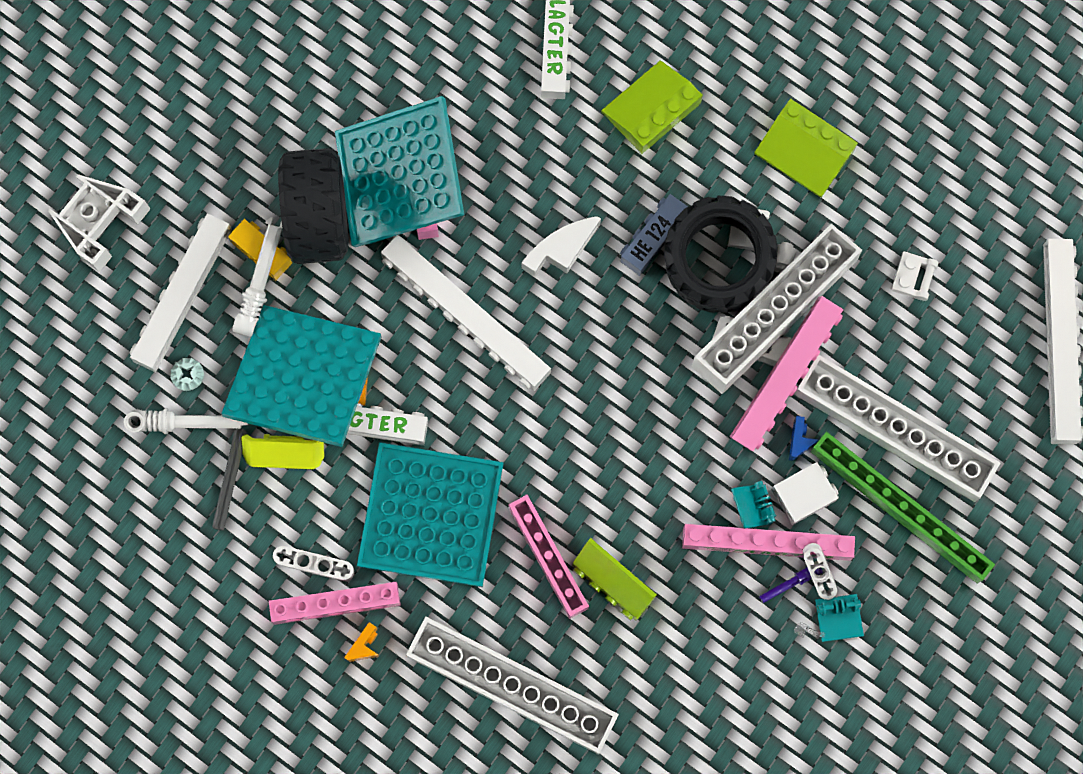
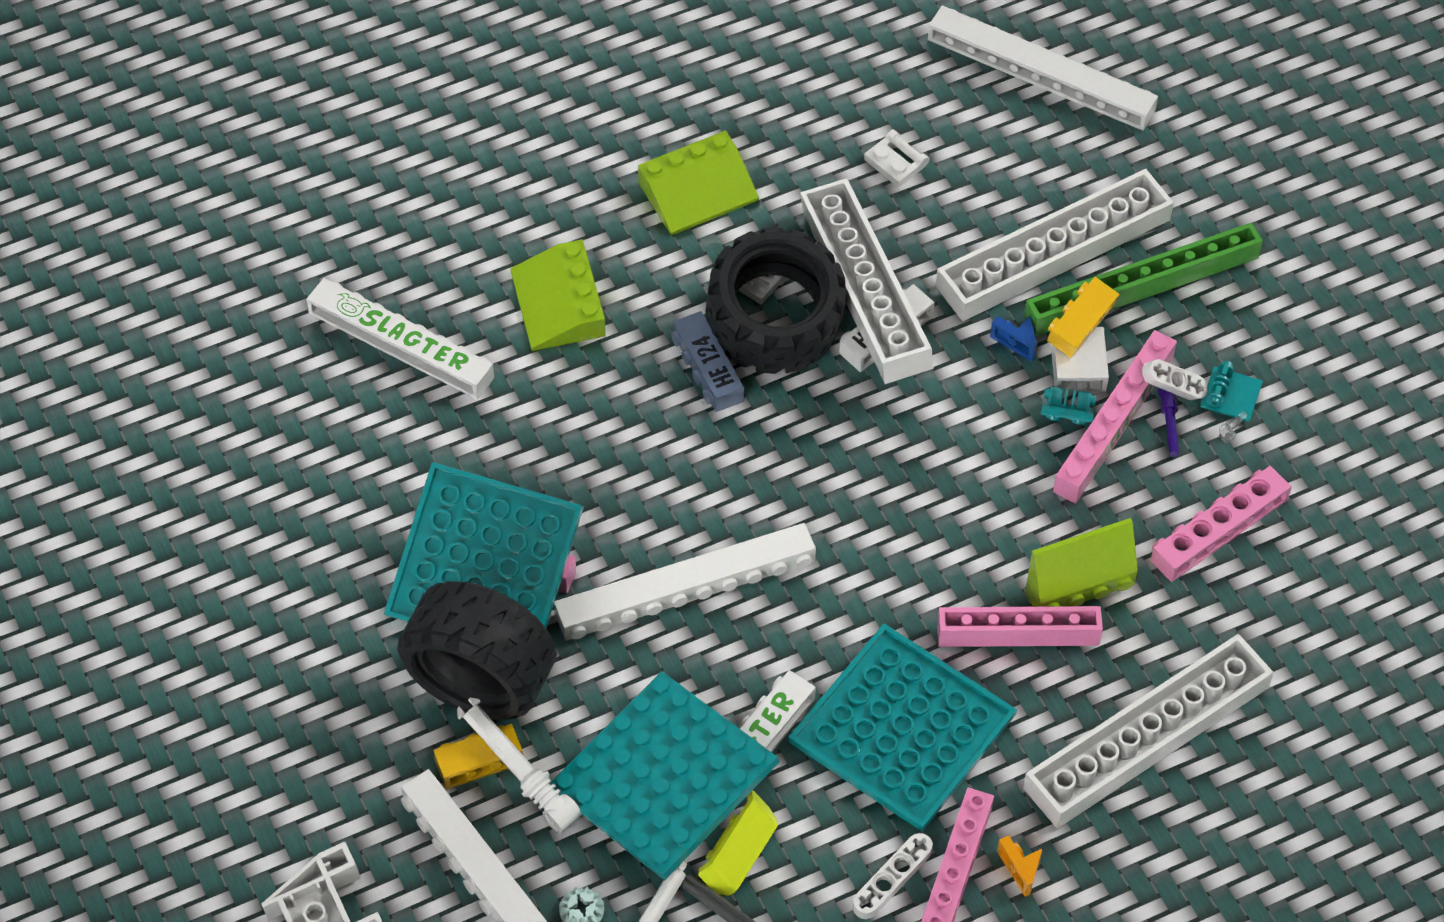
camera: 60 degrees left, 20 degrees down
(561, 246) = (668, 455): white slope -> none
(770, 674) = (1174, 562): none -> bright pink brick
(786, 373) = (942, 307): bright pink brick -> none
(830, 478) = (1082, 316): none -> yellow brick

